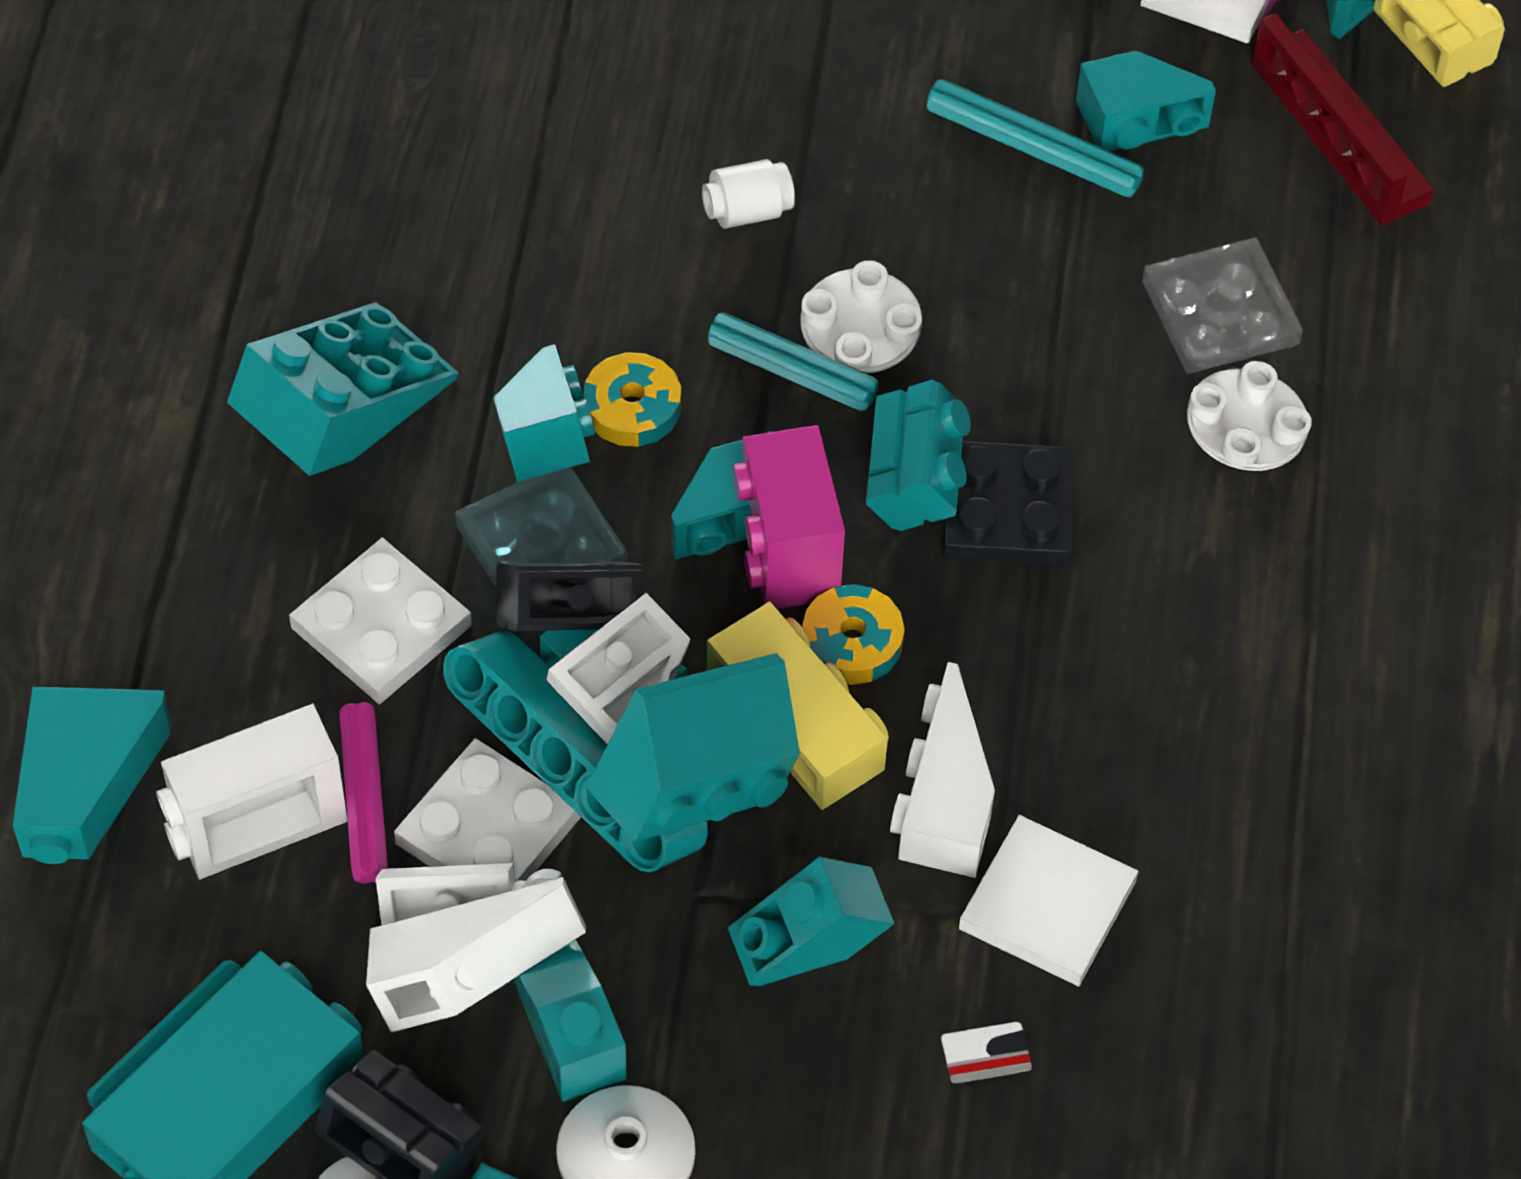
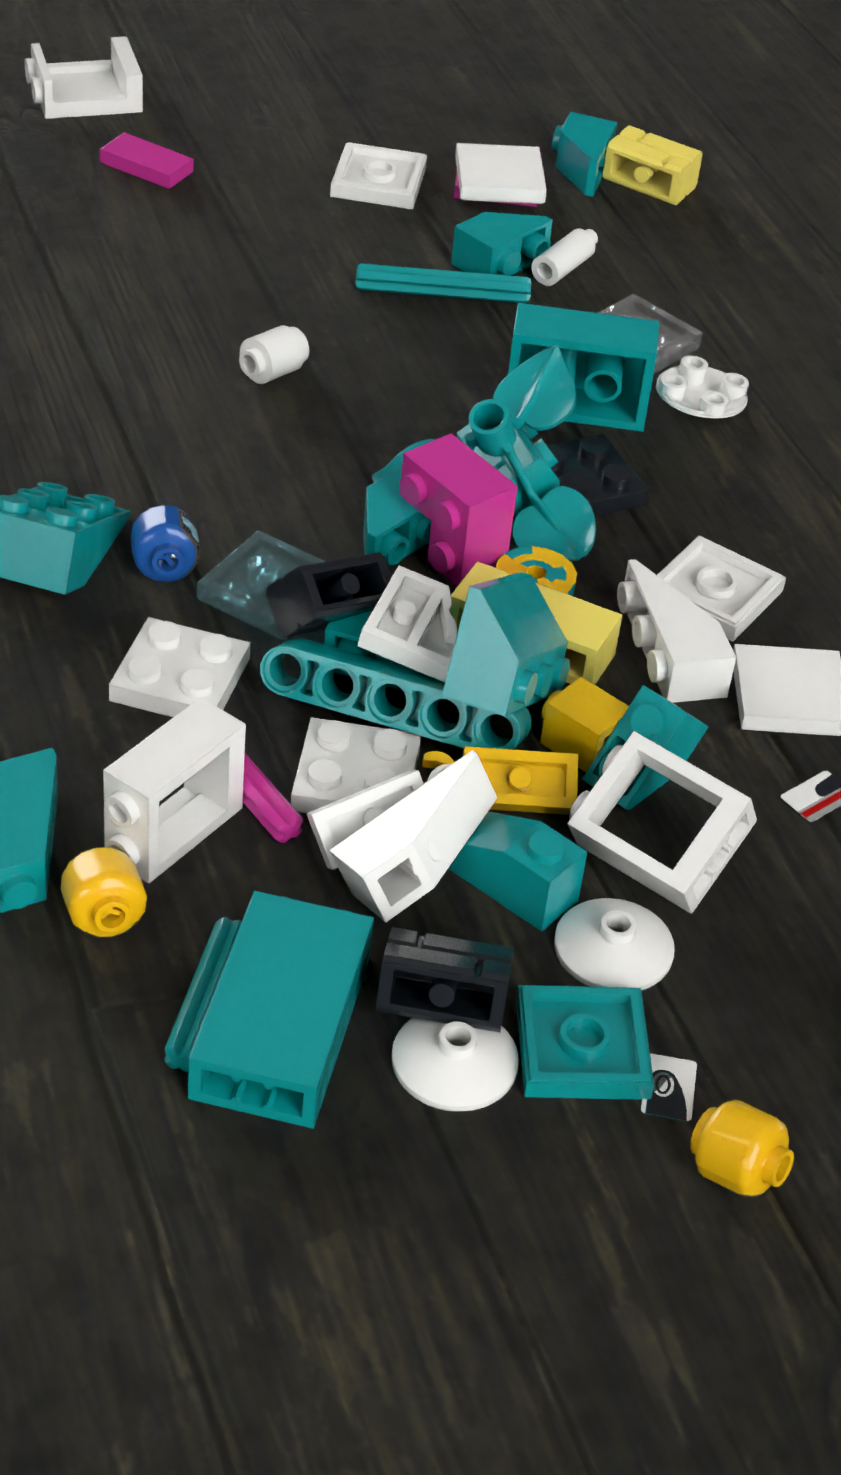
camera: 30 degrees left, 15 degrees down
(130, 881) = (103, 887): none -> yellow head
(457, 439) = (165, 538): none -> blue head
(544, 417) = (230, 505): teal slope -> none
(636, 905) = (524, 778): none -> yellow plate
(639, 377) = (273, 491): yellow piece -> none
(759, 855) = (580, 720): none -> yellow brick
(779, 1085) = (708, 851): none -> white window
(792, 361) = (362, 438): teal axle -> none
(861, 318) = (404, 403): white dish -> none
(969, 402) = (541, 397): none -> teal plant
(1062, 721) = (723, 584): none -> white tile
(1088, 346) = (605, 354): none -> teal brick
(1220, 139) = (564, 256): none -> white cylinder
(1339, 122) = (633, 226): dark red fence -> none

